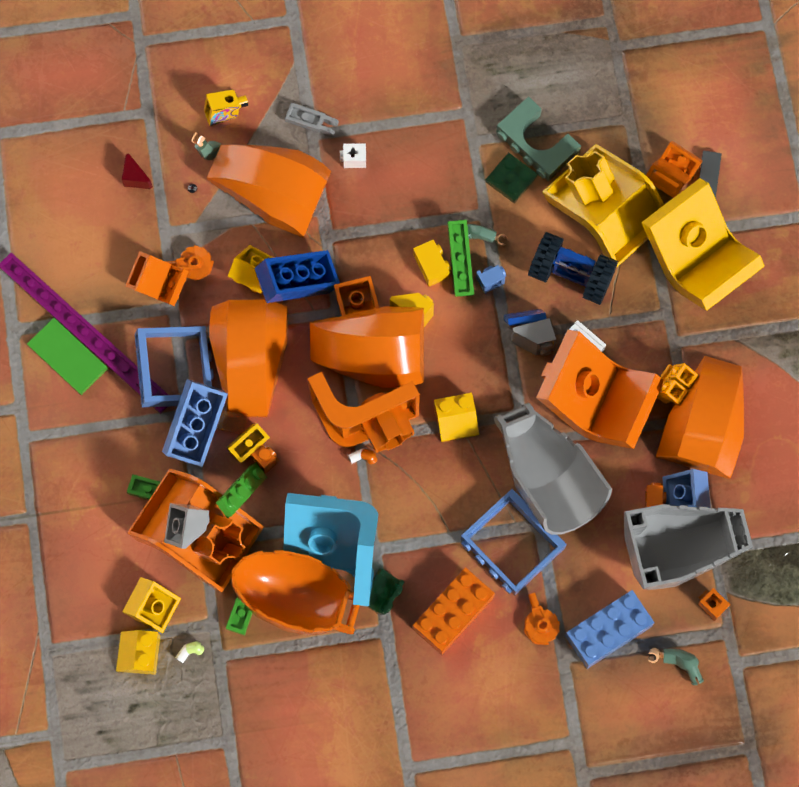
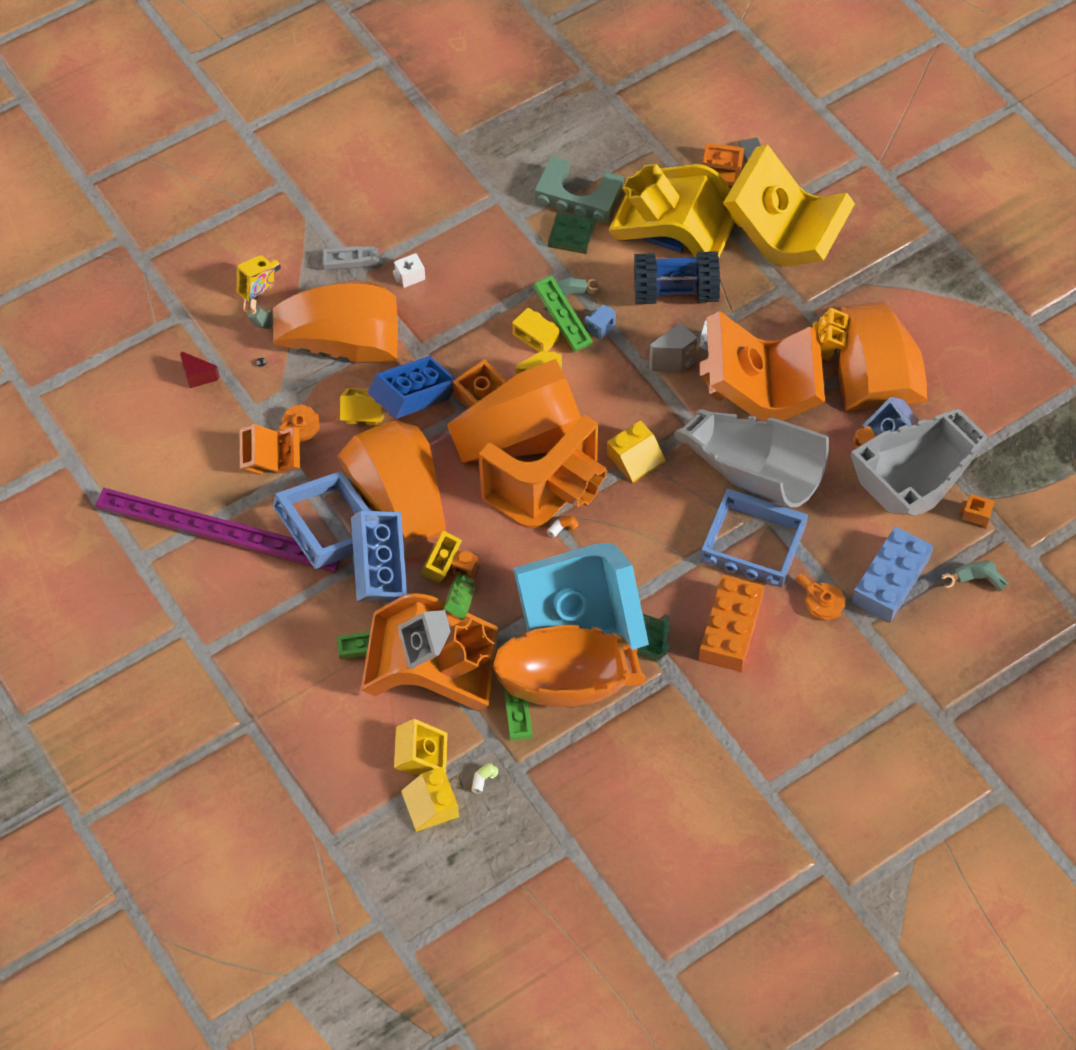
camera: 25 degrees left, 15 degrees down
(67, 356) = (210, 559): bright green tile -> none
(524, 317) = (645, 342): blue tile -> none

